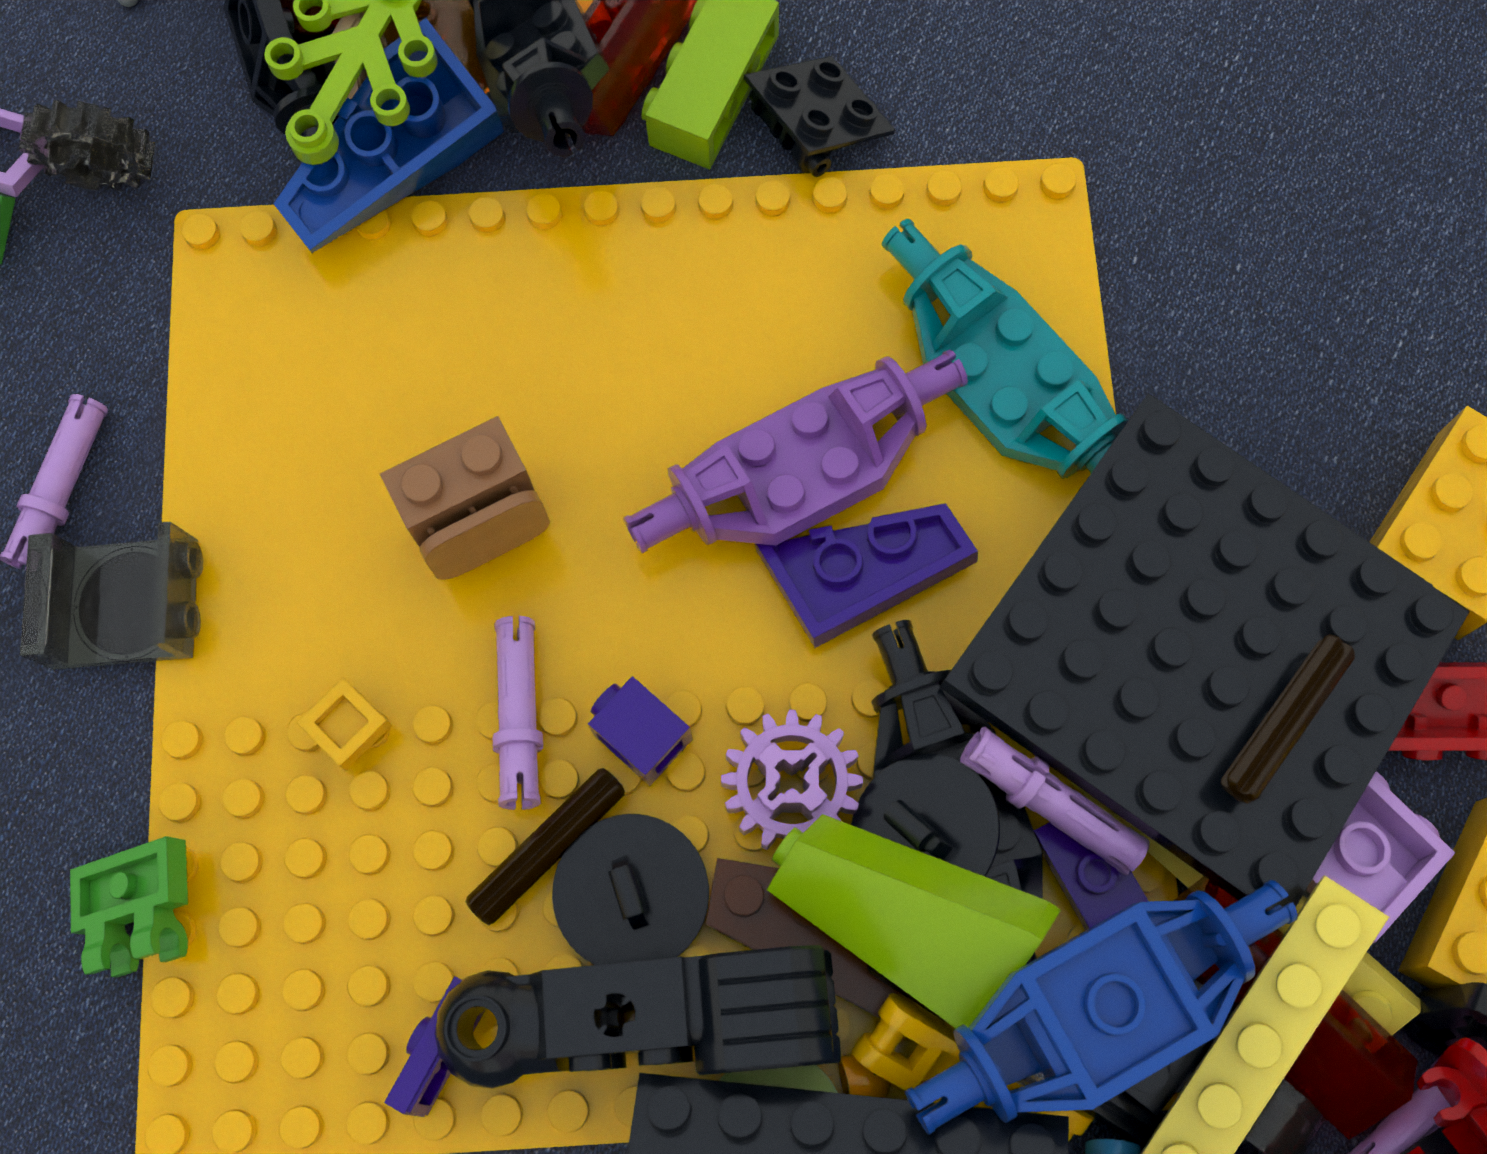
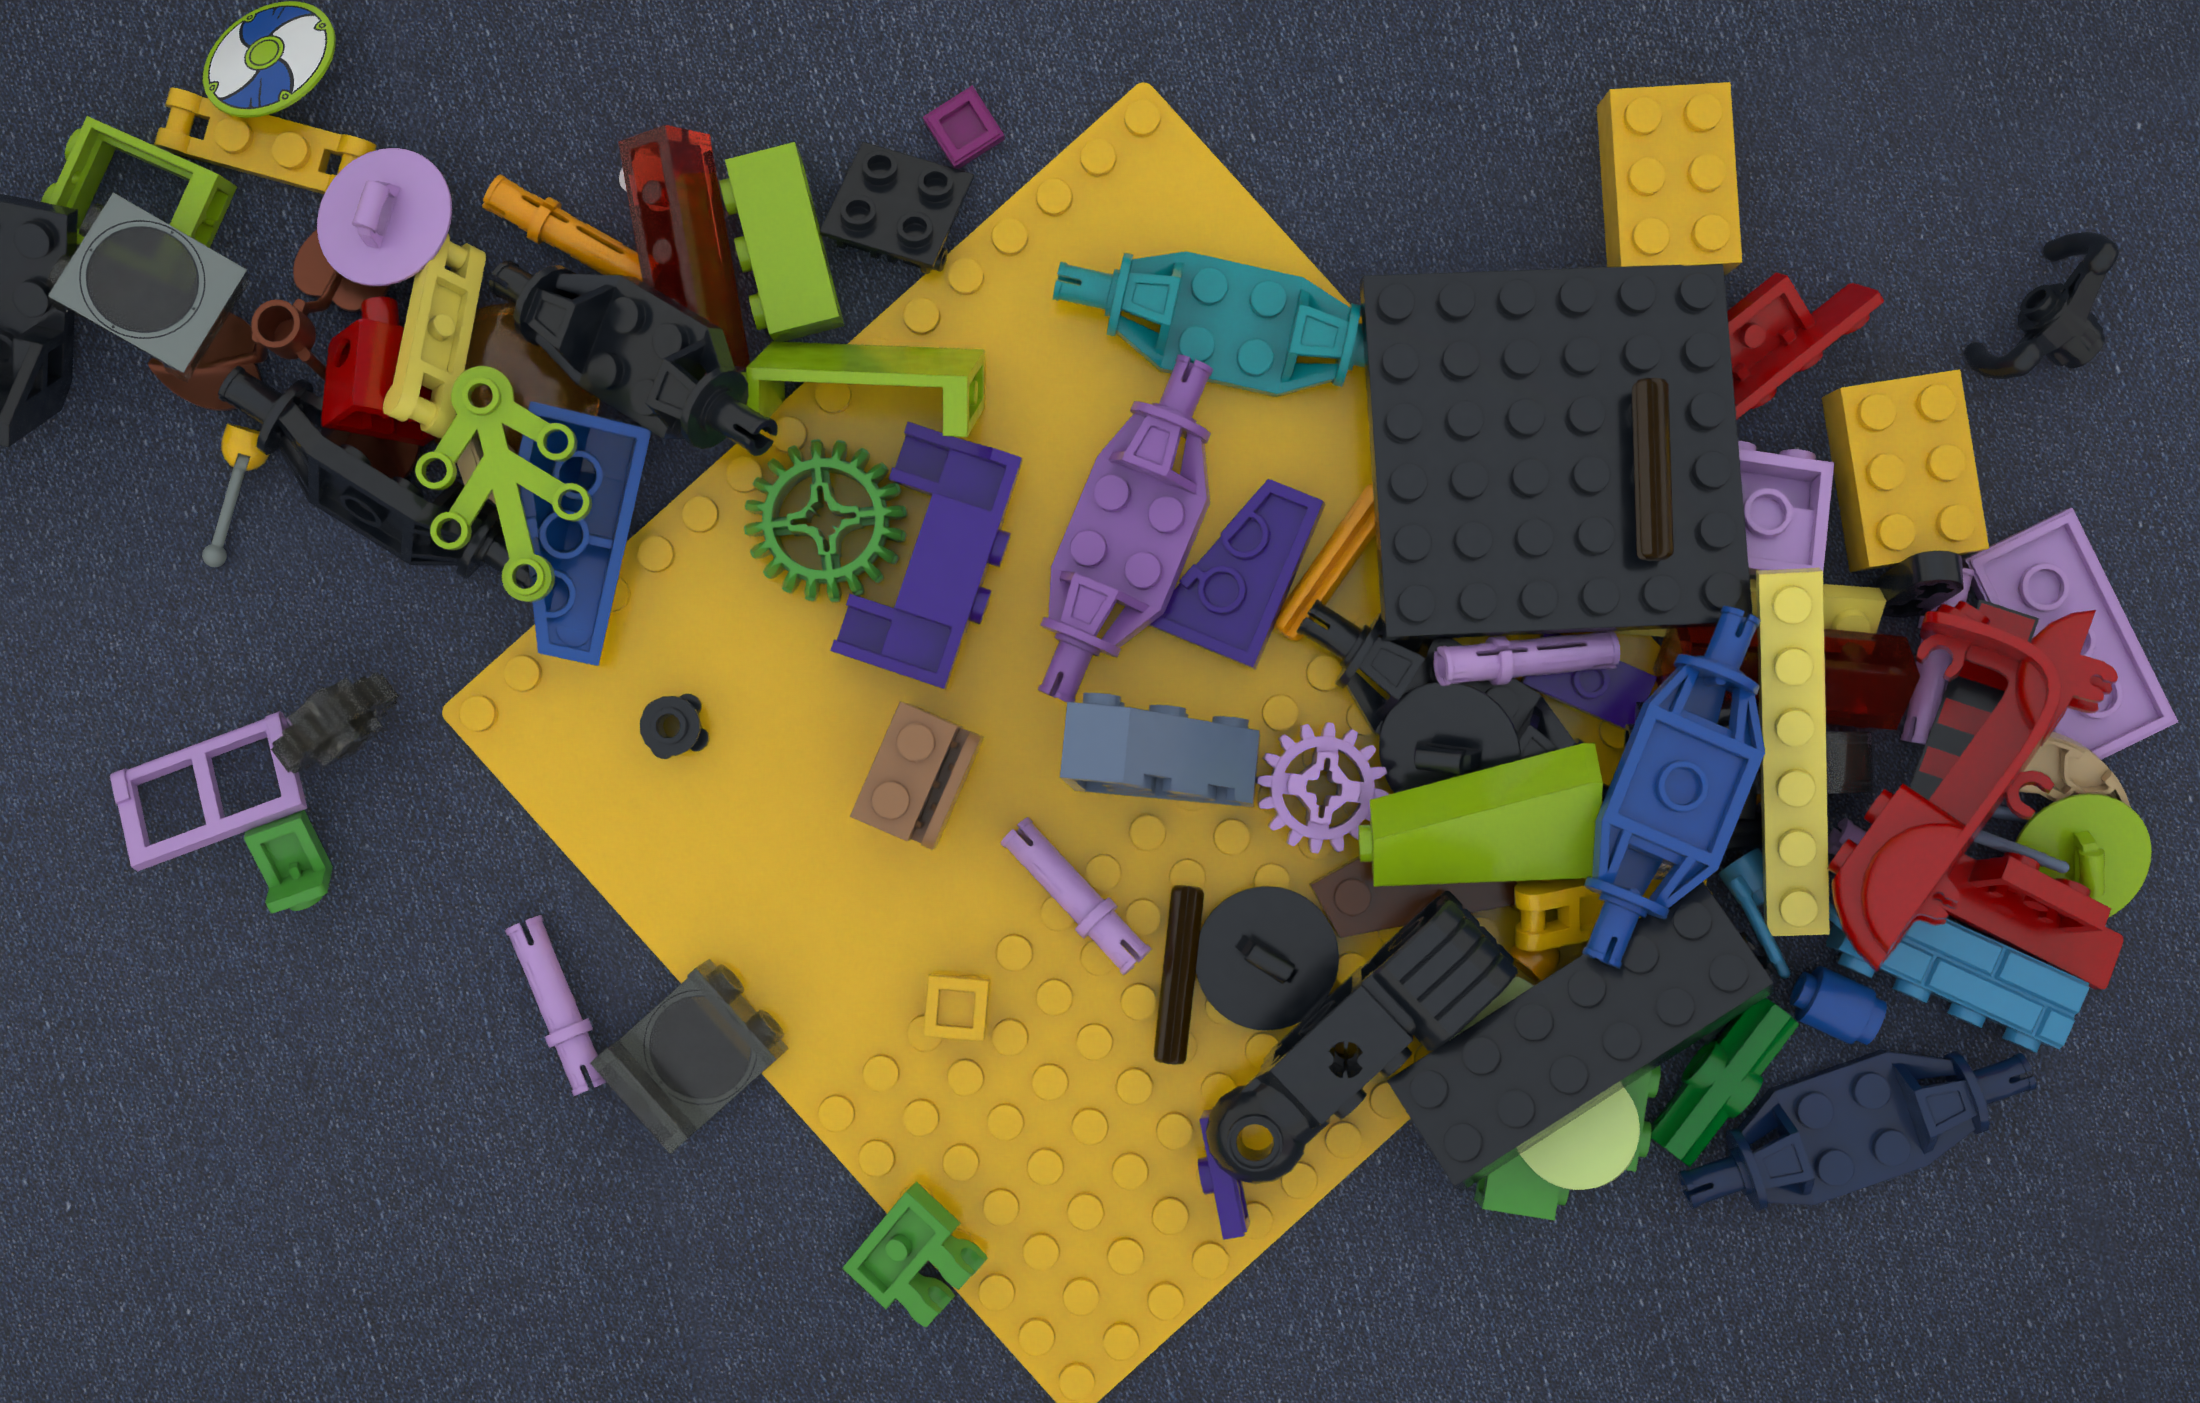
camera: 40 degrees left, 15 degrees up
(327, 341) = (690, 735): none -> black brick
(563, 248) = (774, 526): none -> bright green gear
(637, 372) = (948, 563): none -> dark purple bracket
(639, 729) = (1178, 838): dark purple brick -> none
(671, 631) = (1158, 753): none -> sand blue brick
(749, 246) = (954, 369): none -> lime panel
(915, 96) = (963, 128): none -> magenta tile
(938, 614) = (1330, 565): none -> light orange axle

